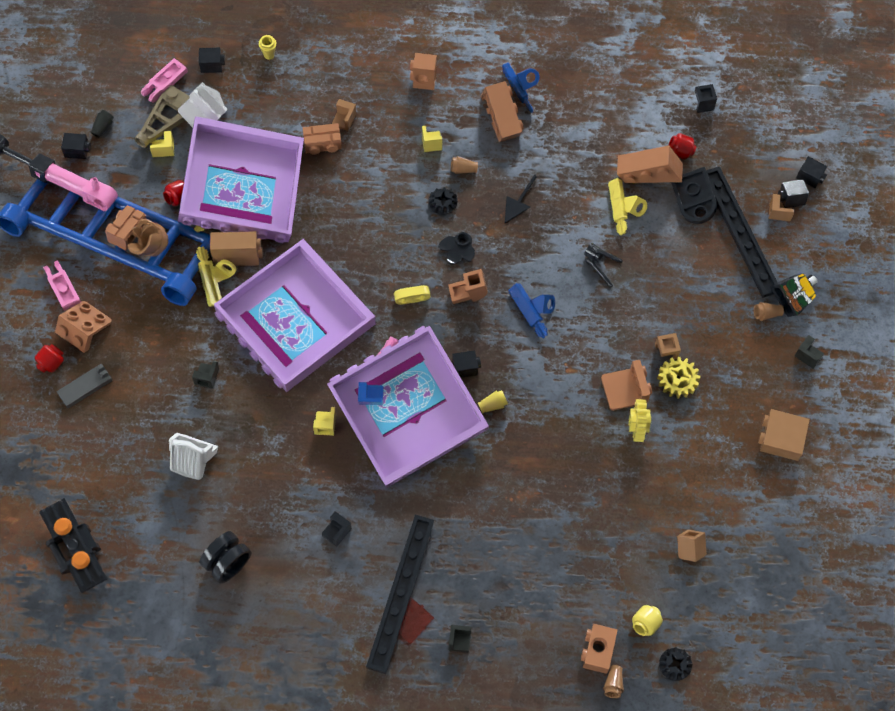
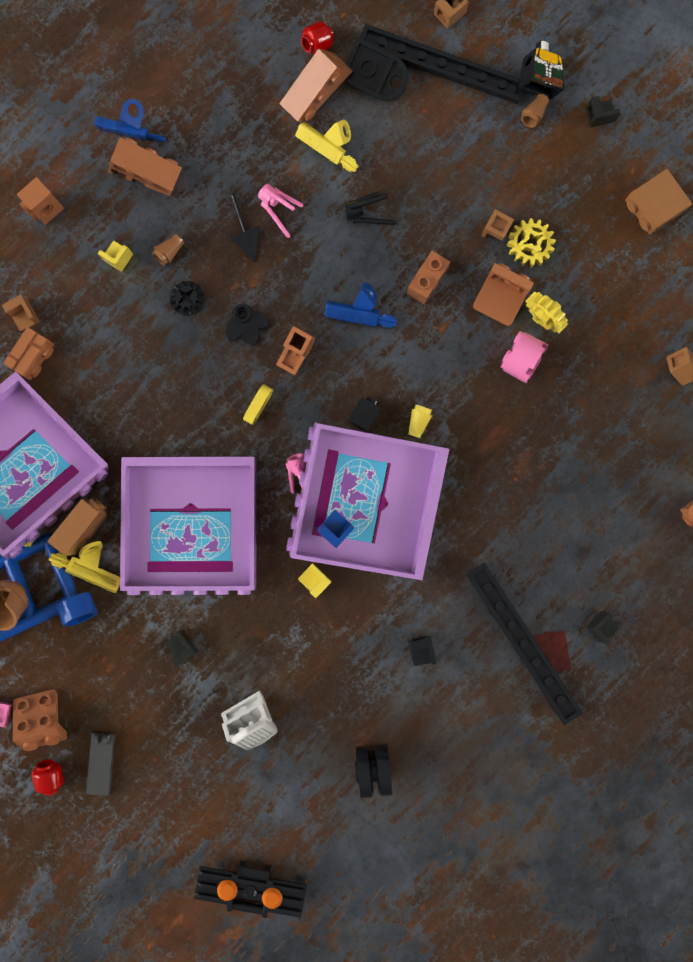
camera: 45 degrees left, 20 degrees up
(555, 199) = (272, 196): none -> bright pink plant
(593, 331) = (428, 277): none -> nougat brick
(597, 431) = (524, 357): none -> bright pink brick

